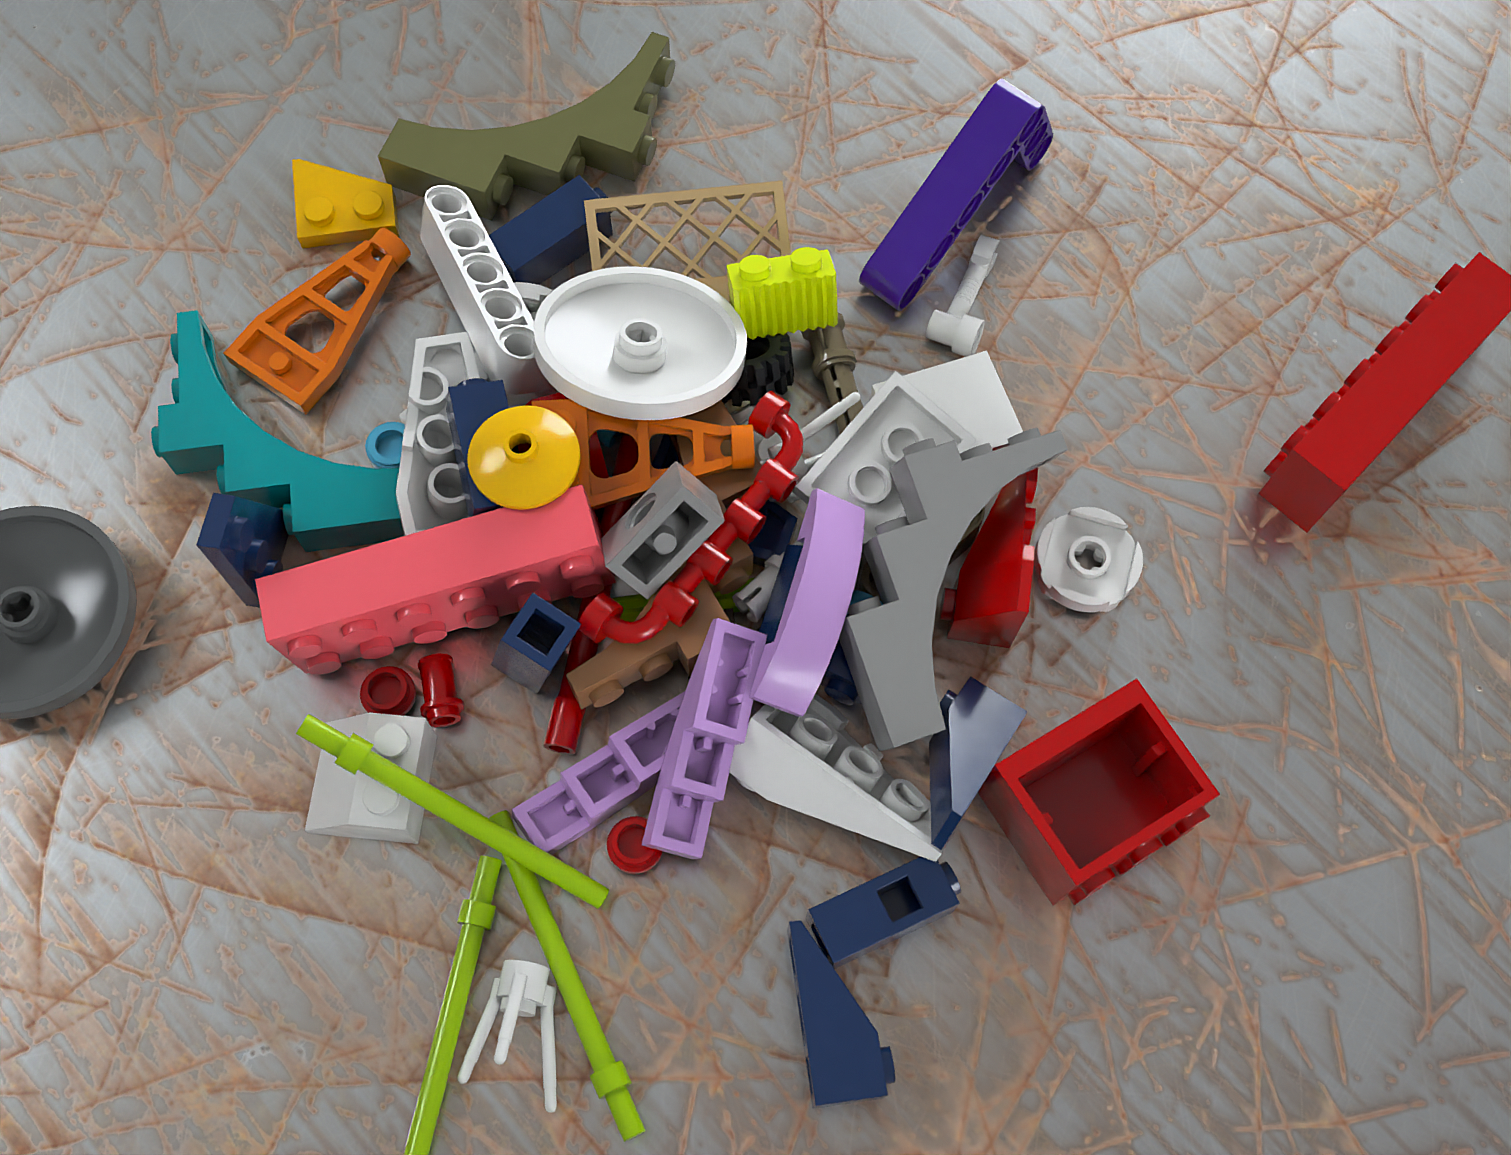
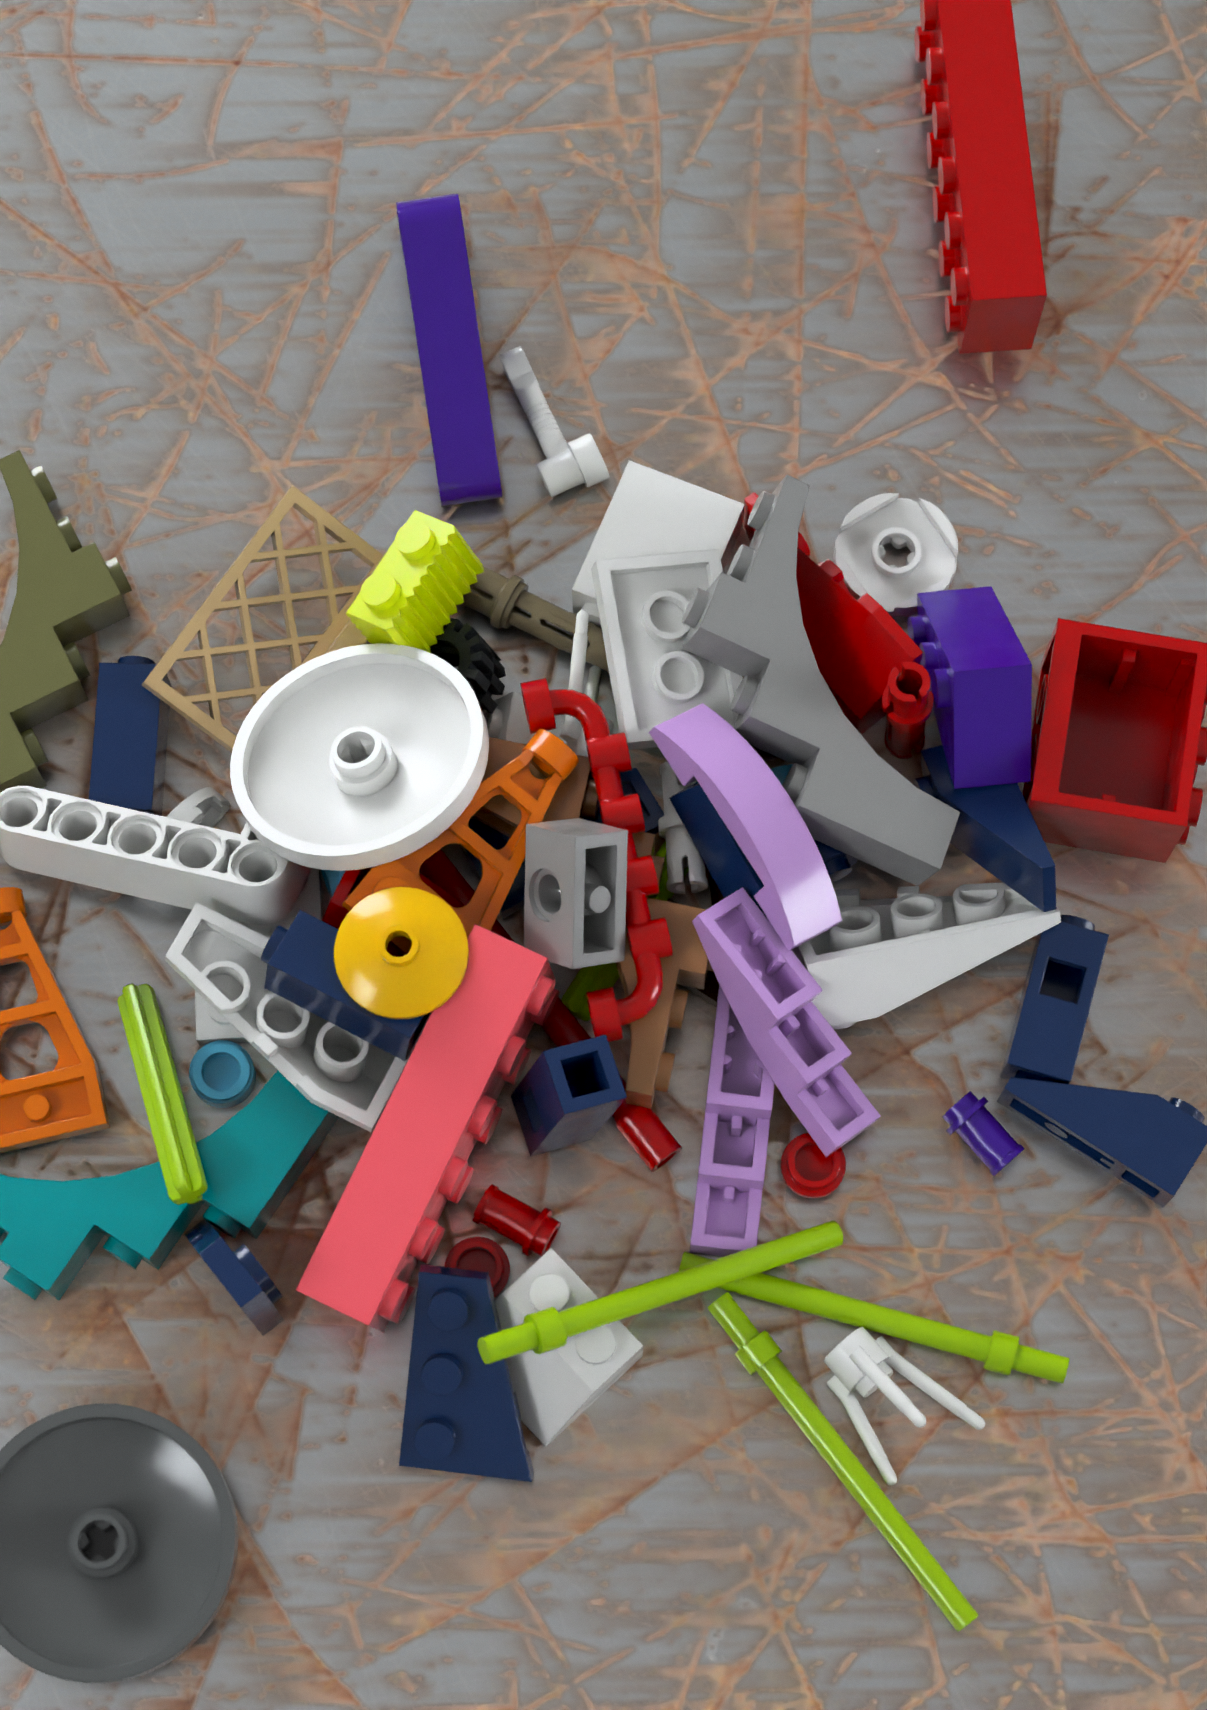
camera: 45 degrees left, 5 degrees up
(275, 763) = (456, 1406): none -> dark blue wing
(337, 418) = (162, 1094): none -> lime axle
(752, 937) = (982, 1132): none -> dark purple pin
(983, 636) = (907, 709): none -> red pin
(1040, 669) = (977, 685): none -> dark purple wedge

